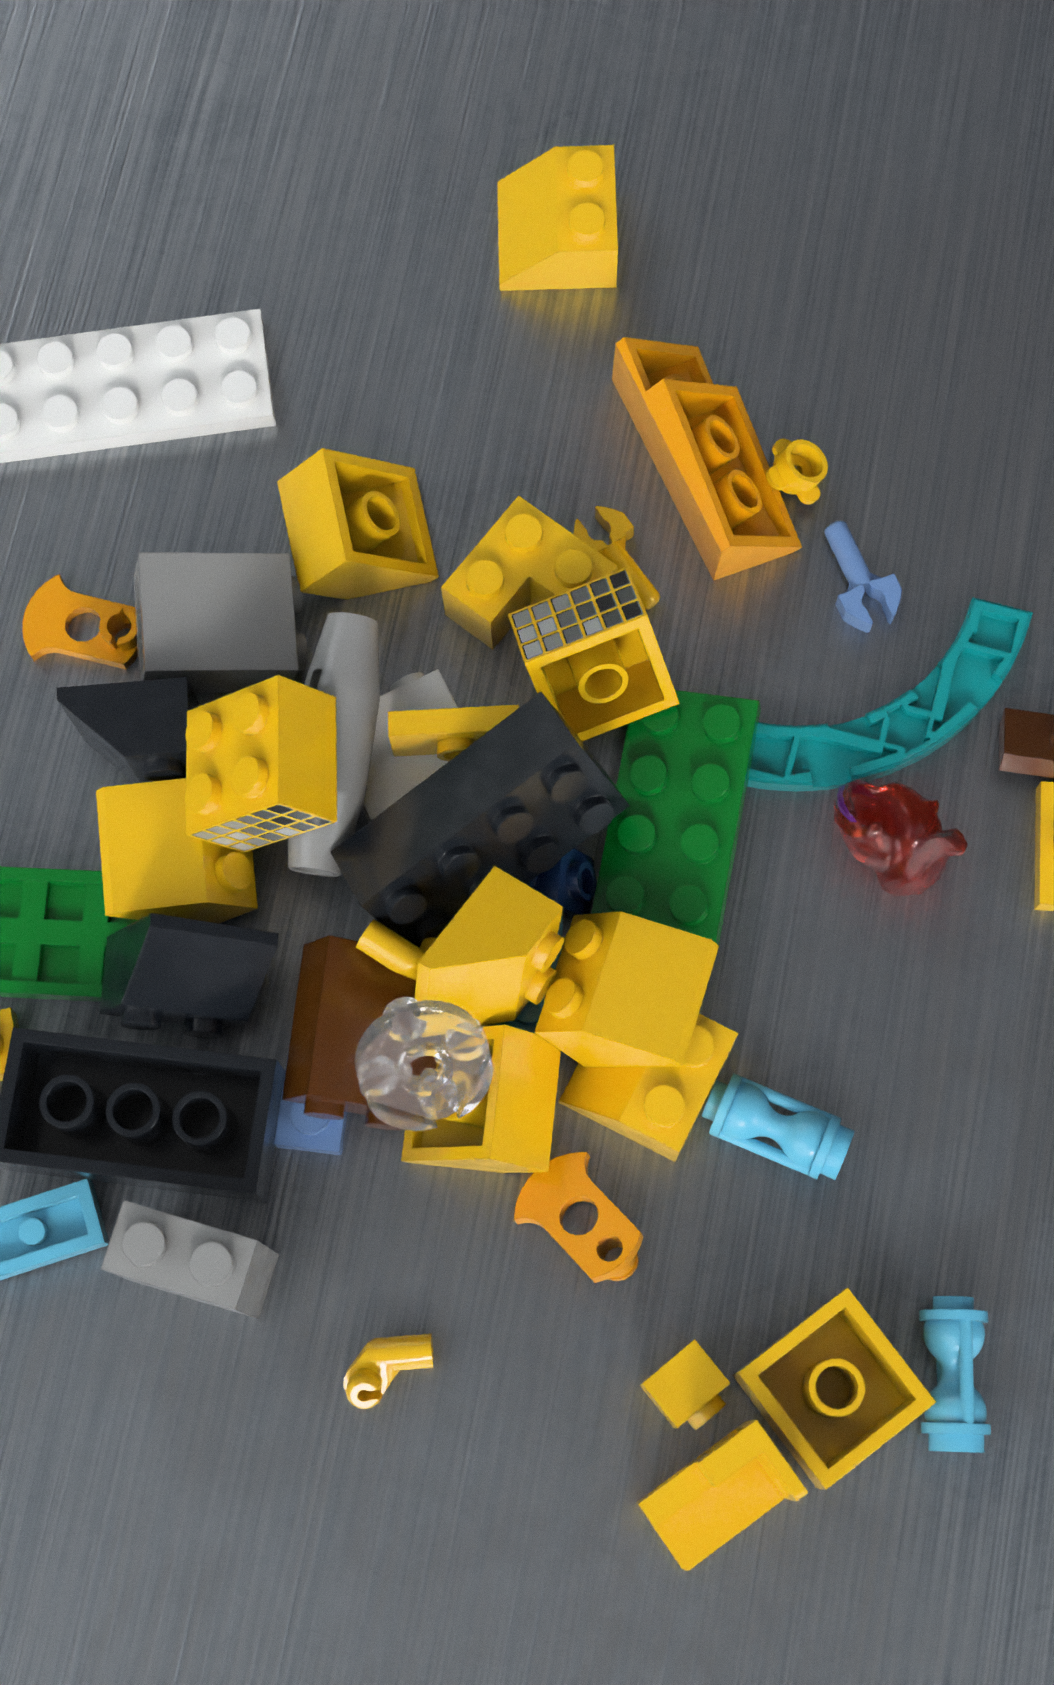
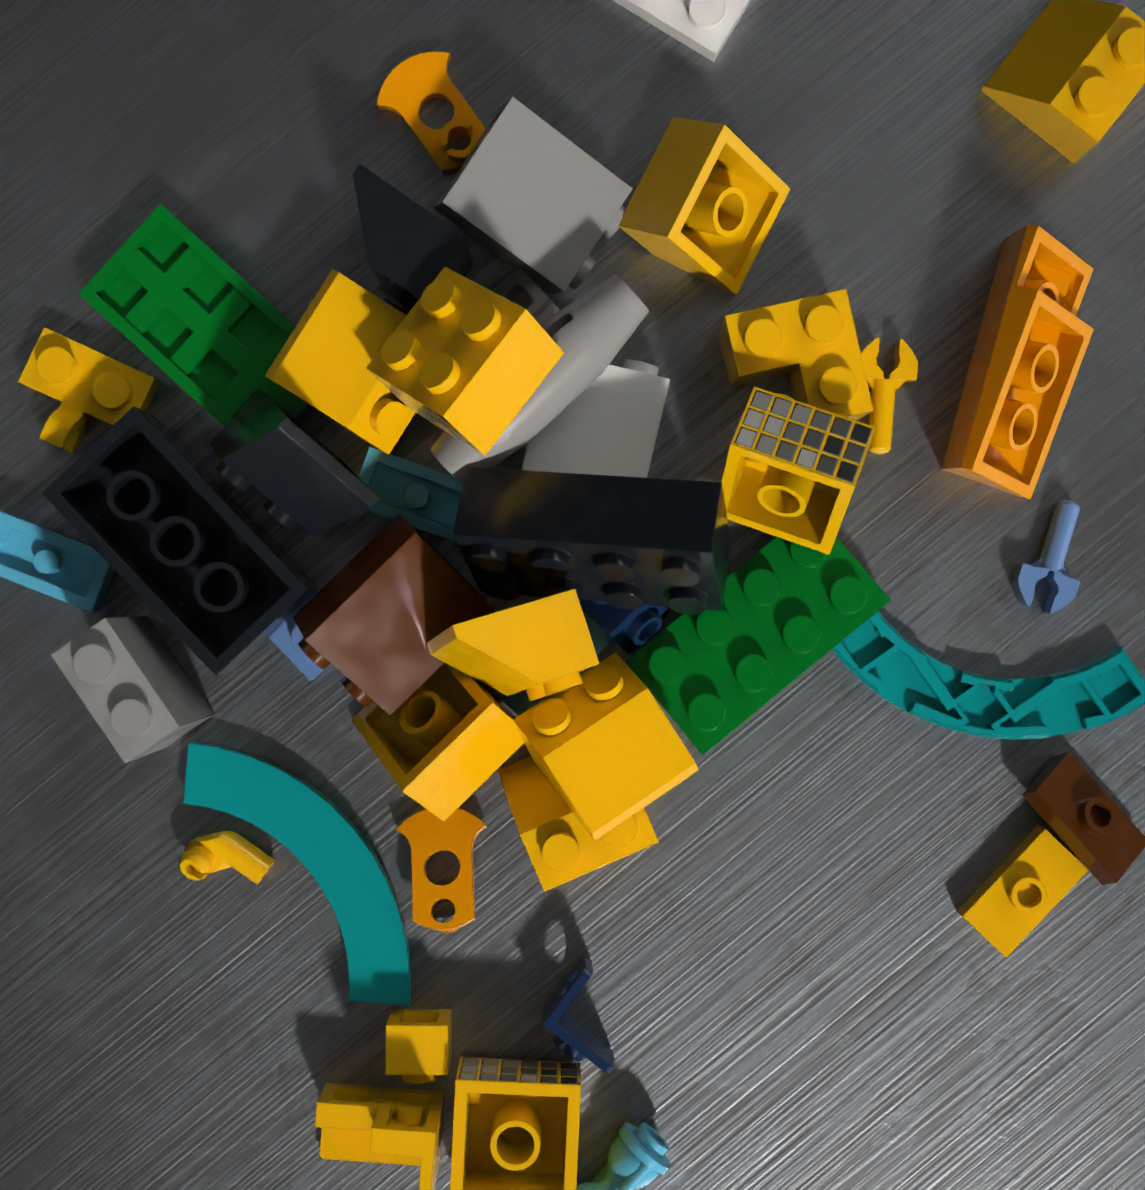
camera: 35 degrees right, 15 degrees up
(307, 918) = (417, 492): none -> medium azure plate
(392, 949) = (457, 588): yellow arm -> none
(417, 1030) = (436, 684): clear plate -> none
(442, 730) = (634, 445): yellow plate -> none
(470, 1285) = (329, 849): none -> teal tile
(797, 469) = (1081, 437): yellow plate -> none
(806, 1271) = (569, 1035): none -> dark blue bracket
(808, 1140) = (648, 947): medium azure piece -> none
(896, 835) = (904, 784): clear red hair -> none

